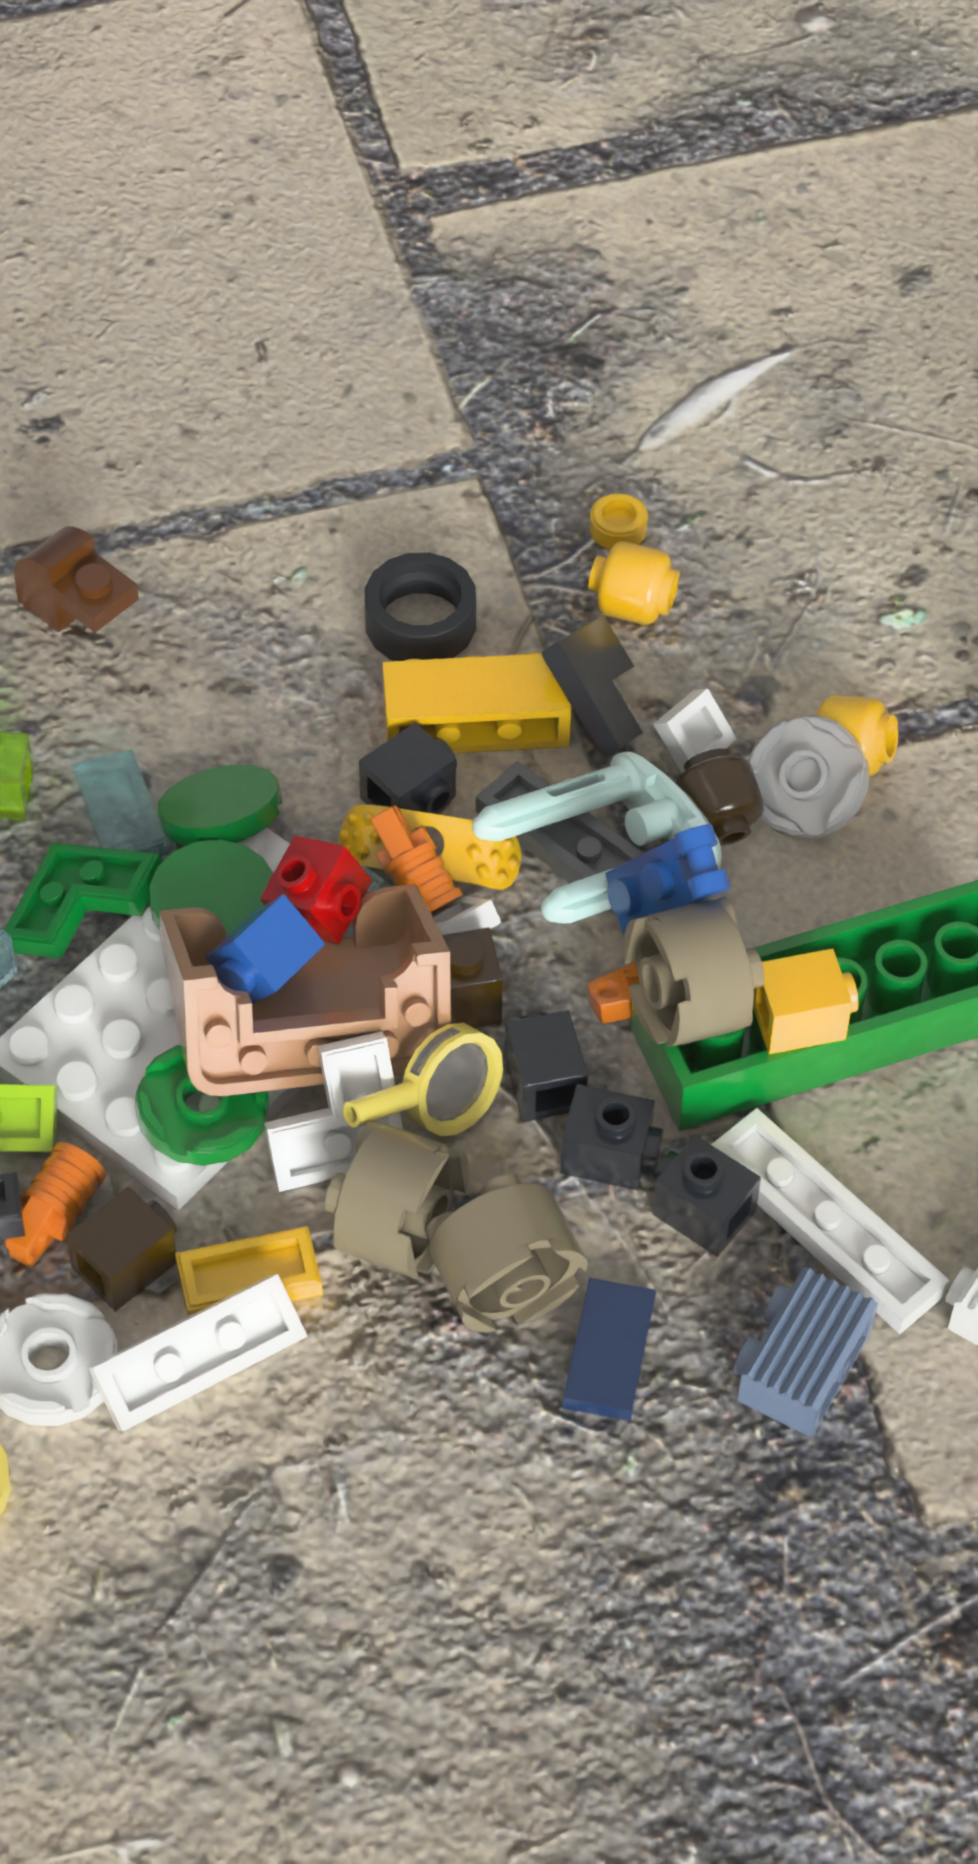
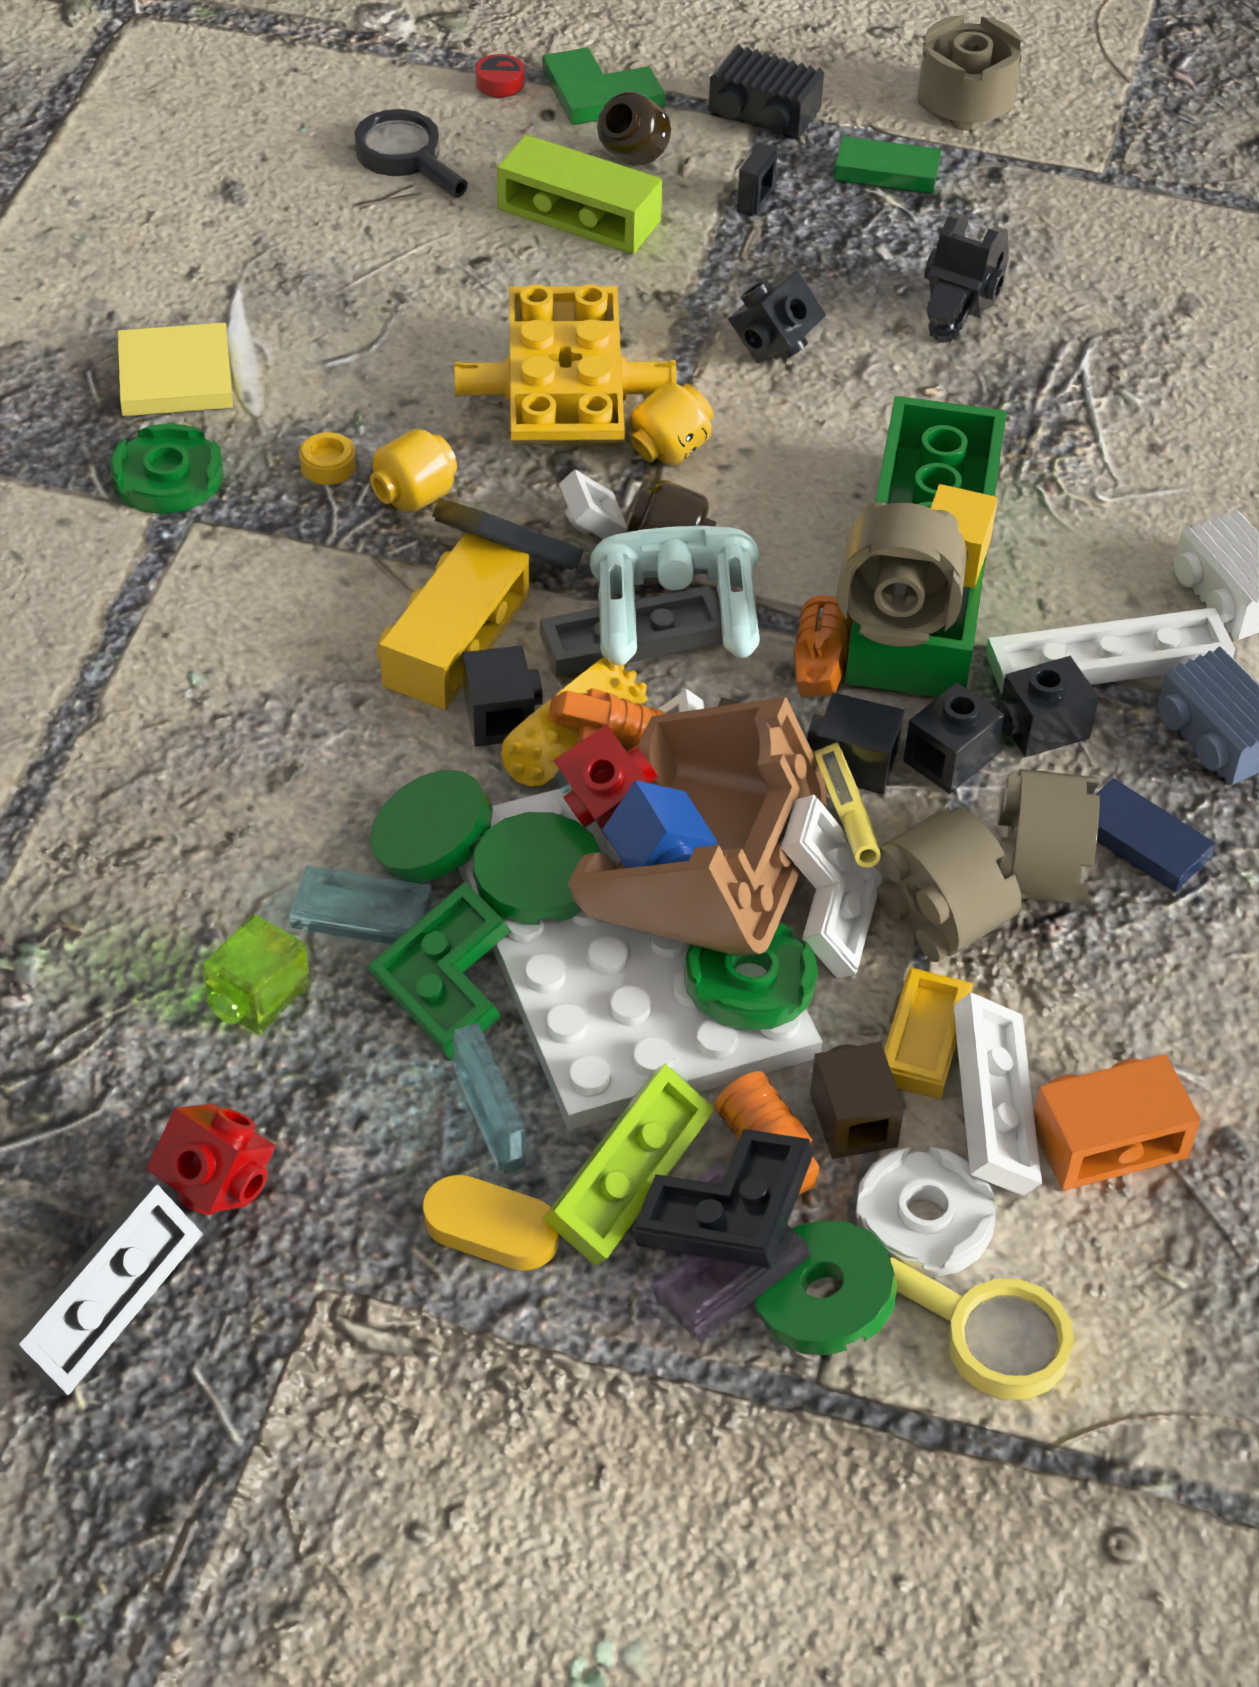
camera: 60 degrees left, 5 degrees down
(72, 582) = (81, 807): reddish brown brick -> none
(223, 1456) = (1114, 1121): none -> orange brick
(412, 575) = (320, 641): black tyre -> none
(518, 425) = (167, 469): none -> green tile
(641, 364) = (174, 369): none -> light yellow tile
(667, 876) = (806, 541): blue plate -> none
(809, 776) = (701, 454): light grey tile -> none
(845, 622) = (564, 367): none -> yellow slope

